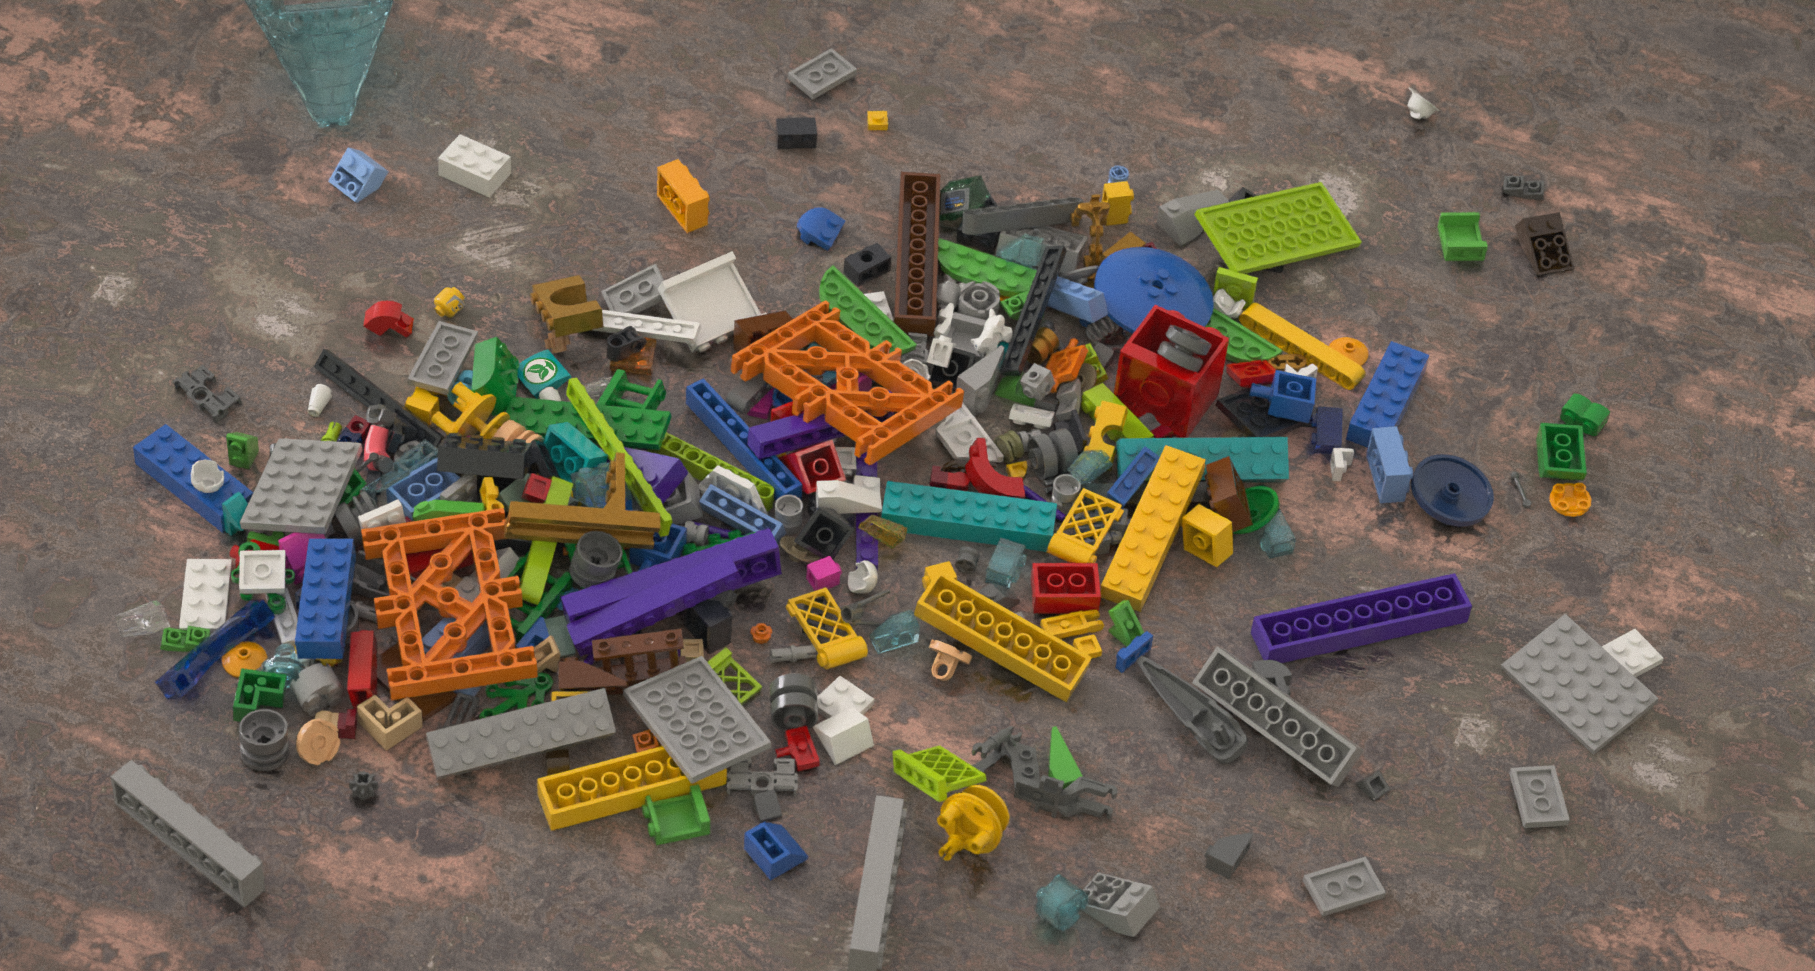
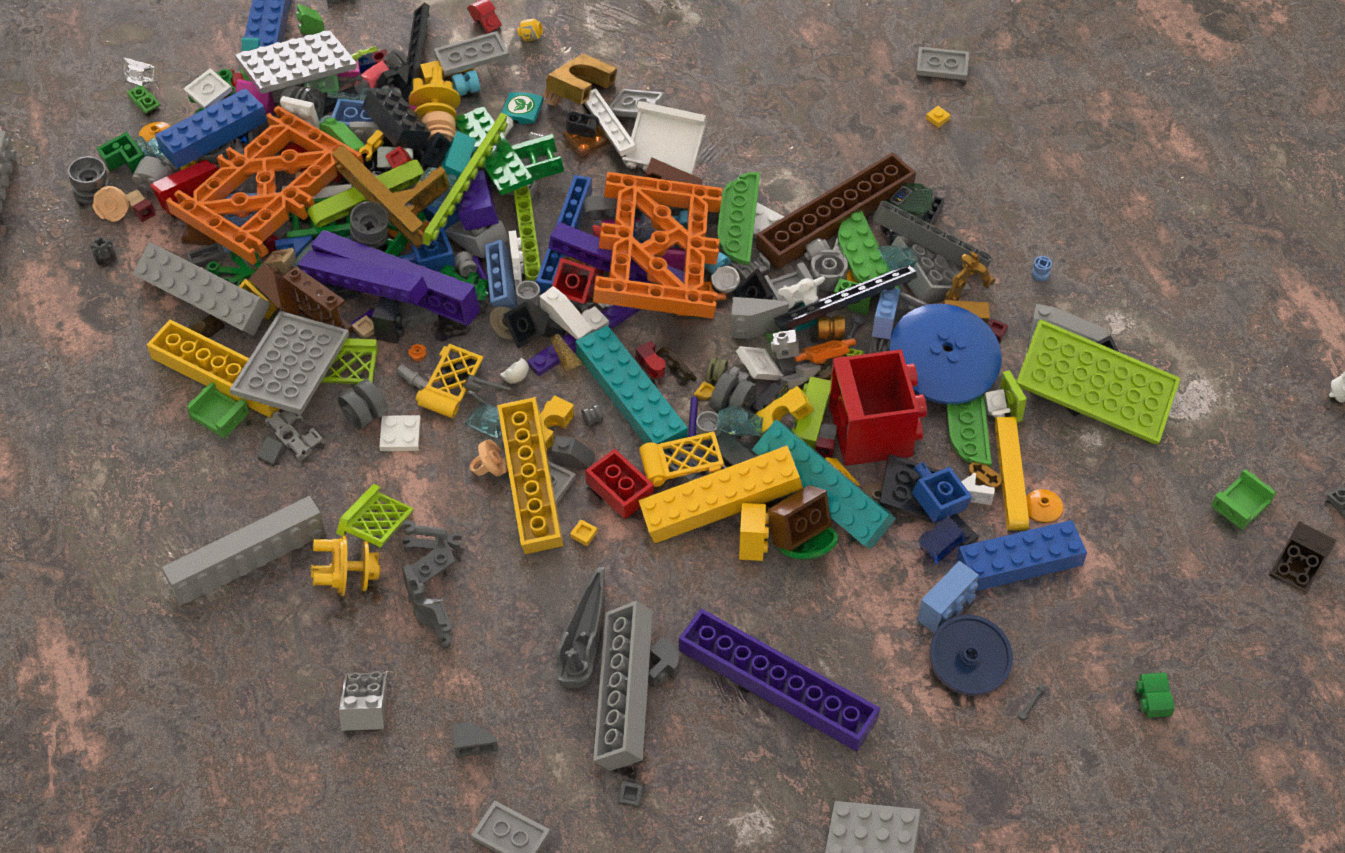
camera: 55 degrees right, 5 degrees up
(189, 669) = (139, 114): clear blue arch -> none
(206, 476) = (255, 17): white hair -> none
(206, 593) = (171, 92): white plate -> none
(318, 400) = (389, 29): white cone -> none
(391, 724) = (158, 224): tan brick -> none
(495, 373) = (485, 85): green brick -> none
(682, 195) = (743, 68): light orange brick -> none
(773, 849) = (233, 476): blue slope -> none
(796, 133) = (872, 85): black brick -> none
(799, 748) = (335, 435): red plate -> none
(820, 227) = (804, 151): blue slope -> none
(823, 573) = (498, 349): dark pink brick -> none
(845, 735) = (366, 450): white slope -> none
(867, 264) = (797, 192): black brick -> none
(941, 351) = (752, 275): white bracket -> none
(945, 321) = (789, 267): white slope -> none
(961, 431) = (702, 343): white wing -> none
(986, 479) = (671, 389): red arch -> none
(1005, 563) = (610, 437): clear light blue brick -> none
(1060, 902) = (326, 665): clear light blue brick -> none
(1061, 761) = (457, 586): bright green slope -> none
(1073, 624) = (595, 510): yellow hinge -> none
(1119, 198) = (1011, 280): yellow brick -> none
(1125, 622) = (624, 540): bright green slope -> none
(1129, 655) = (609, 561): blue plate -> none
(1133, 477) = (744, 451): blue plate -> none
(1184, 348) = (872, 390): dark grey wheel -> none
(1251, 372) = (944, 456): red plate -> none
(1278, 537) = (807, 575): clear light blue slope -> none
(1339, 460) = (921, 566): white bracket -> none
(1561, 451) = (1091, 702): green brick -> none
(1570, 499) = (1057, 741): light orange dish -> none

